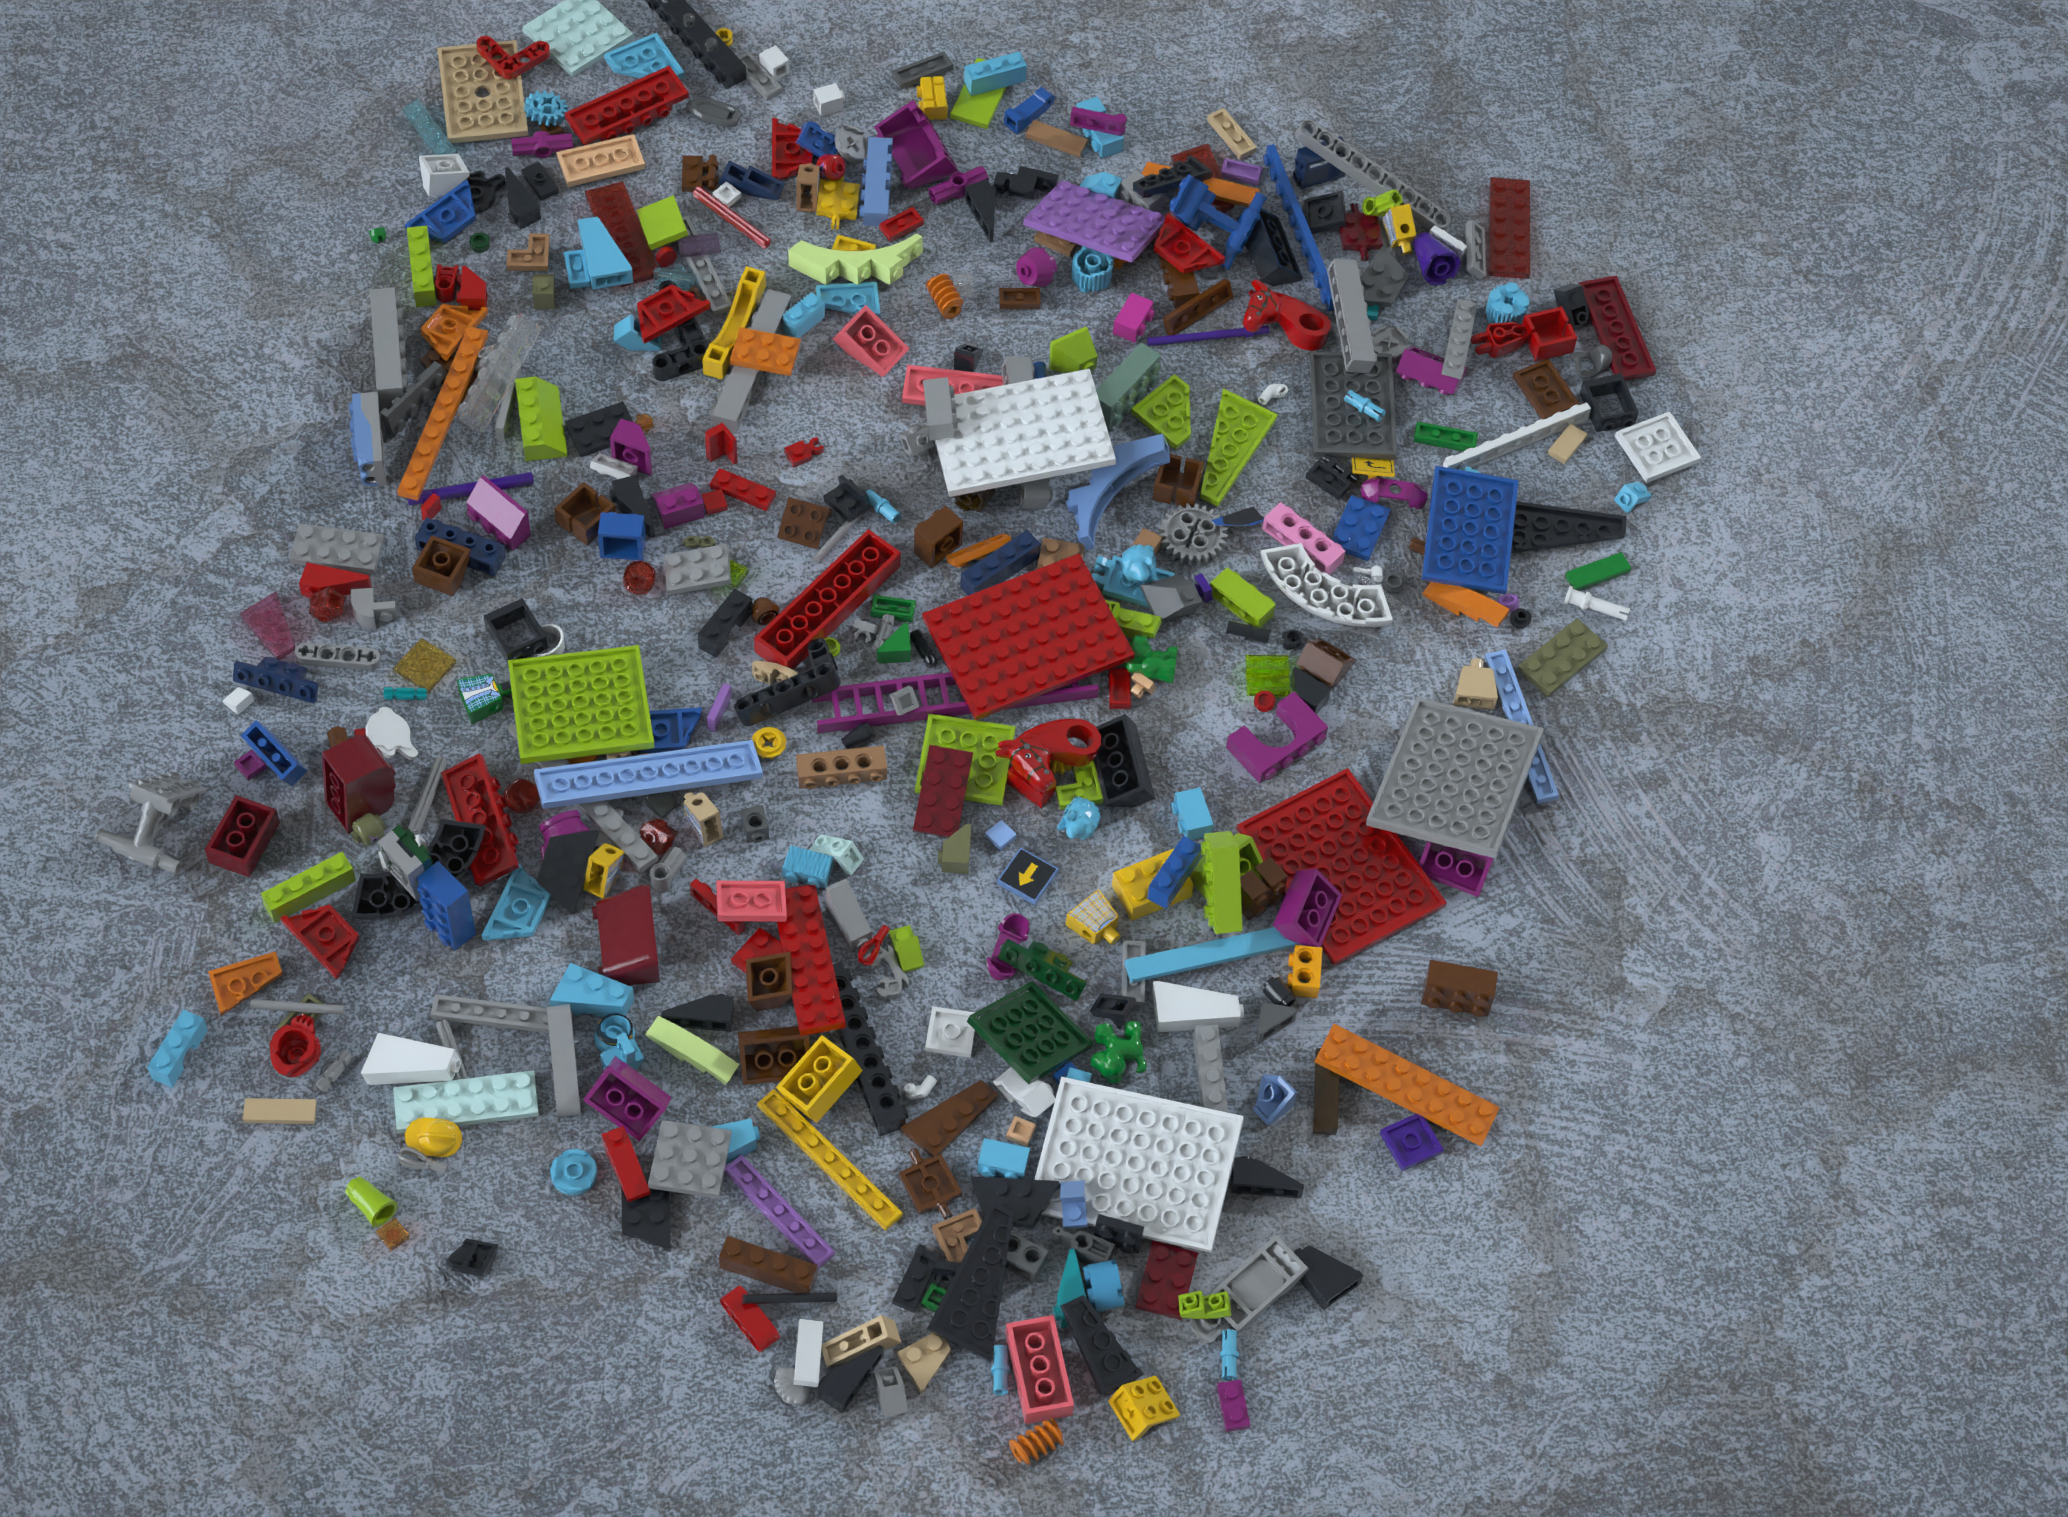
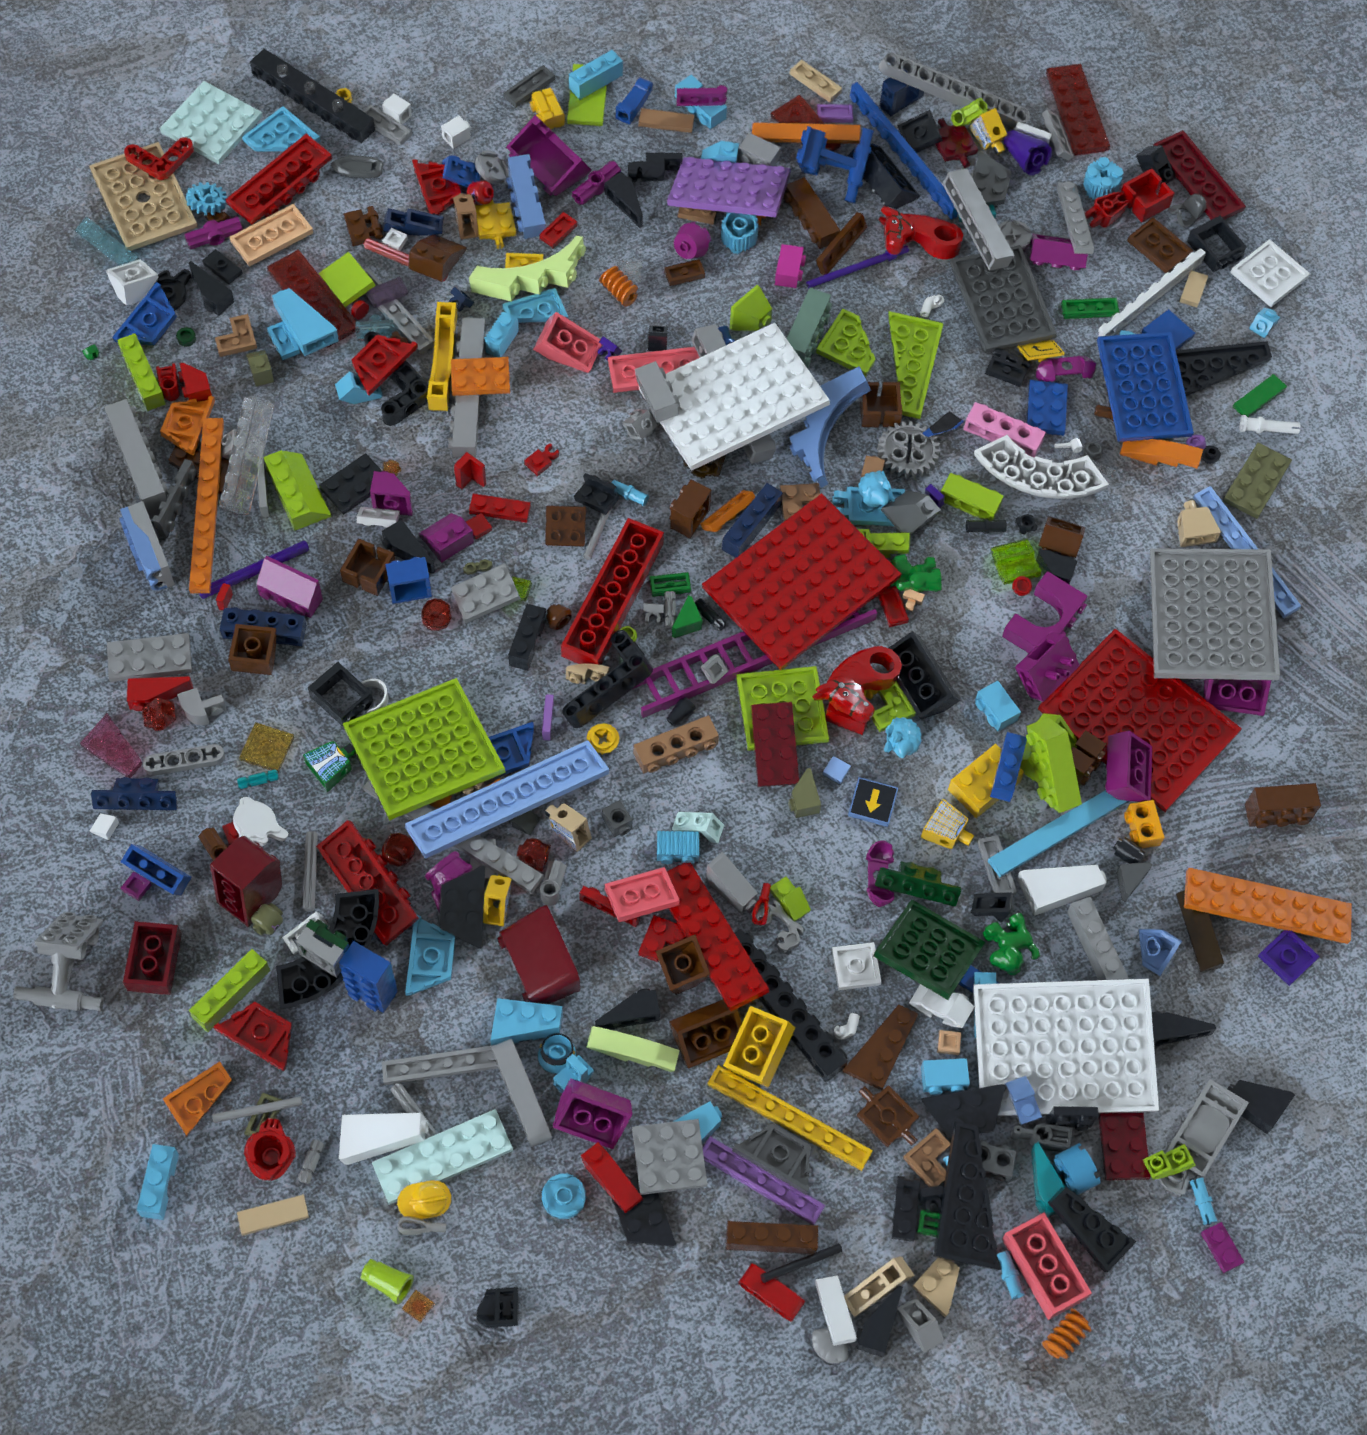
camera: 15 degrees left, 5 degrees up
(761, 220) = (435, 256): none -> reddish brown slope
(775, 269) = (460, 297): none -> dark blue tile
(804, 1190) = (779, 1155): none -> dark grey wing
(913, 356) = (609, 347): none -> dark purple tile
(1142, 1406) = (1146, 1273): yellow bracket -> none
(1171, 178) = (785, 131): black wing -> none
(1185, 248) = (815, 193): red wing -> none
(1258, 786) = (1047, 666): none -> magenta piece
(1365, 405) = (1016, 297): medium azure pin -> none
(1530, 483) = (1170, 323): none -> blue tile

